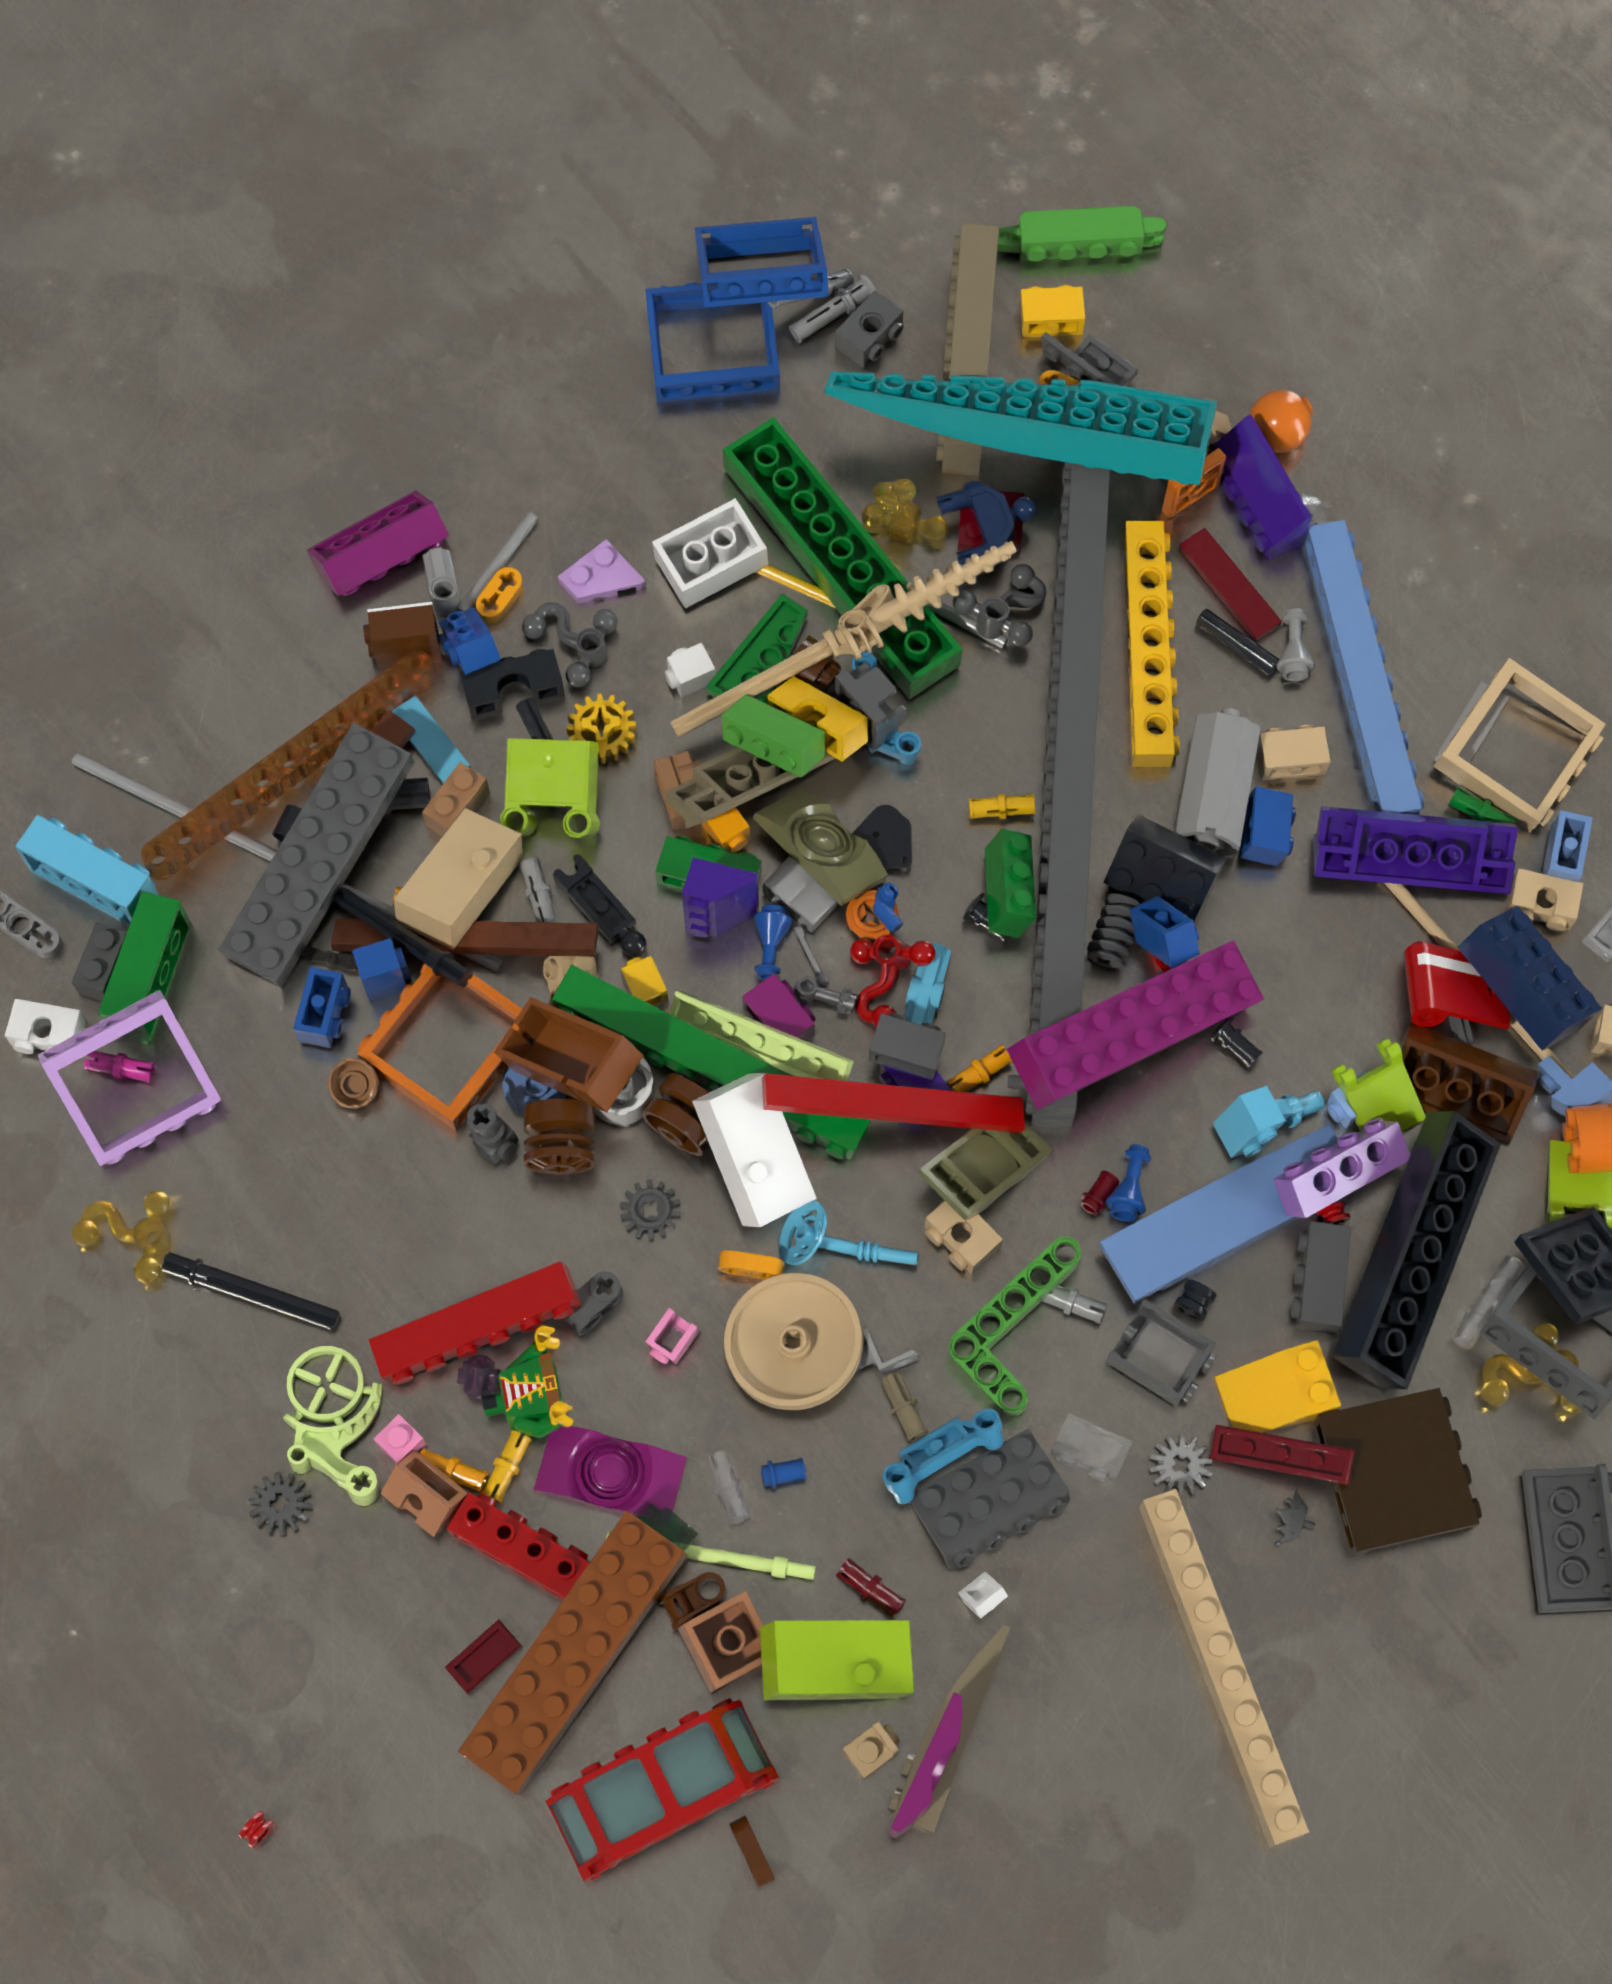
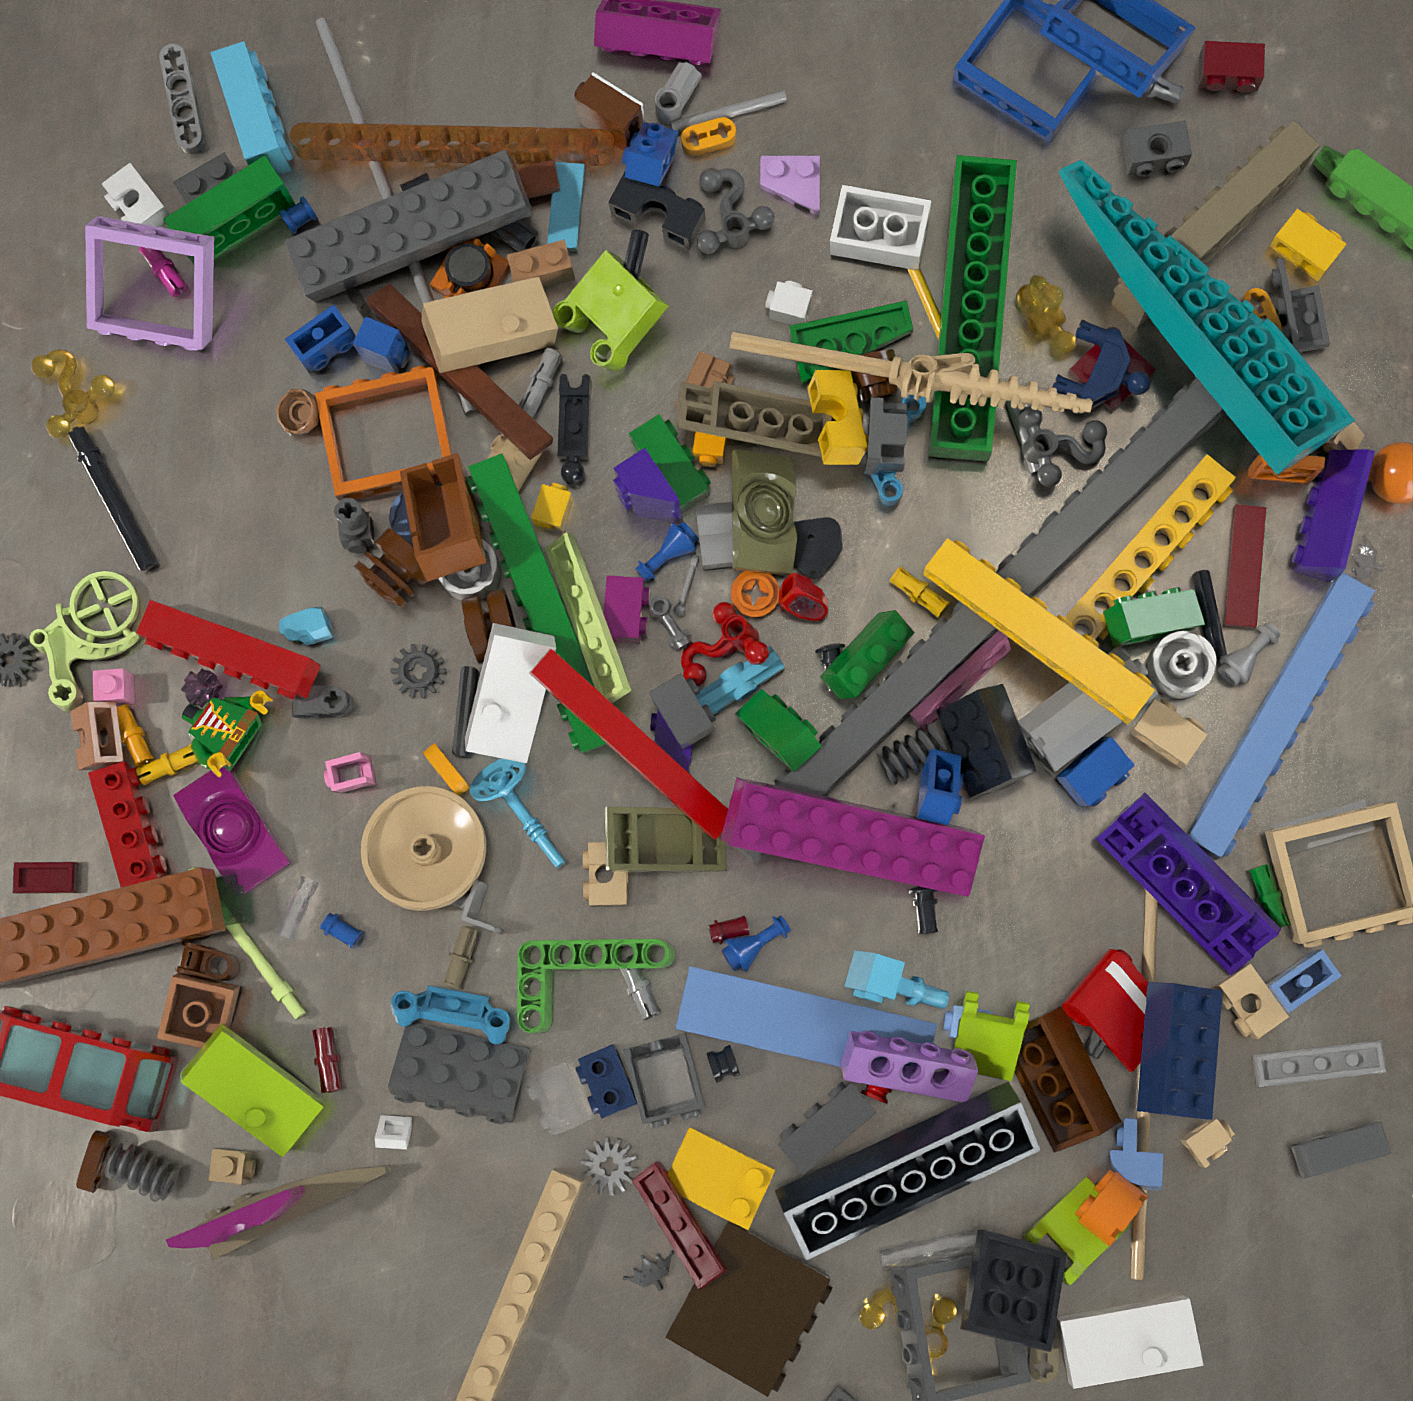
camera: 55 degrees right, 10 degrees up
(203, 927) = (298, 215): none -> blue bush
(396, 853) = (470, 269): none -> piece
(440, 962) = (418, 371): black axle -> none
(523, 1250) = (307, 626): none -> medium azure rock
(615, 727) = (695, 283): yellow gear -> none
(721, 1207) = (465, 701): none -> dark grey axle
(773, 735) = (790, 404): bright green brick -> none
(803, 1819) = (140, 1173): none -> flat silver piece
(844, 302) = (1157, 111): light grey pin -> none
(869, 225) = (1231, 66): none -> dark red brick
(884, 907) = (764, 595): blue arm -> none
(917, 884) = (803, 598): none -> red rock
(980, 1070) = (724, 769): light orange pin -> none
(997, 996) = (779, 729): none -> green brick
(1099, 844) = (961, 680): none -> bright pink tile
(1117, 1397) = (607, 1081): none -> dark blue brick
(1131, 745) = (1038, 630): none -> yellow brick
(1200, 672) = (1152, 616): none -> brick
(1268, 682) = (1181, 648): none -> white brick

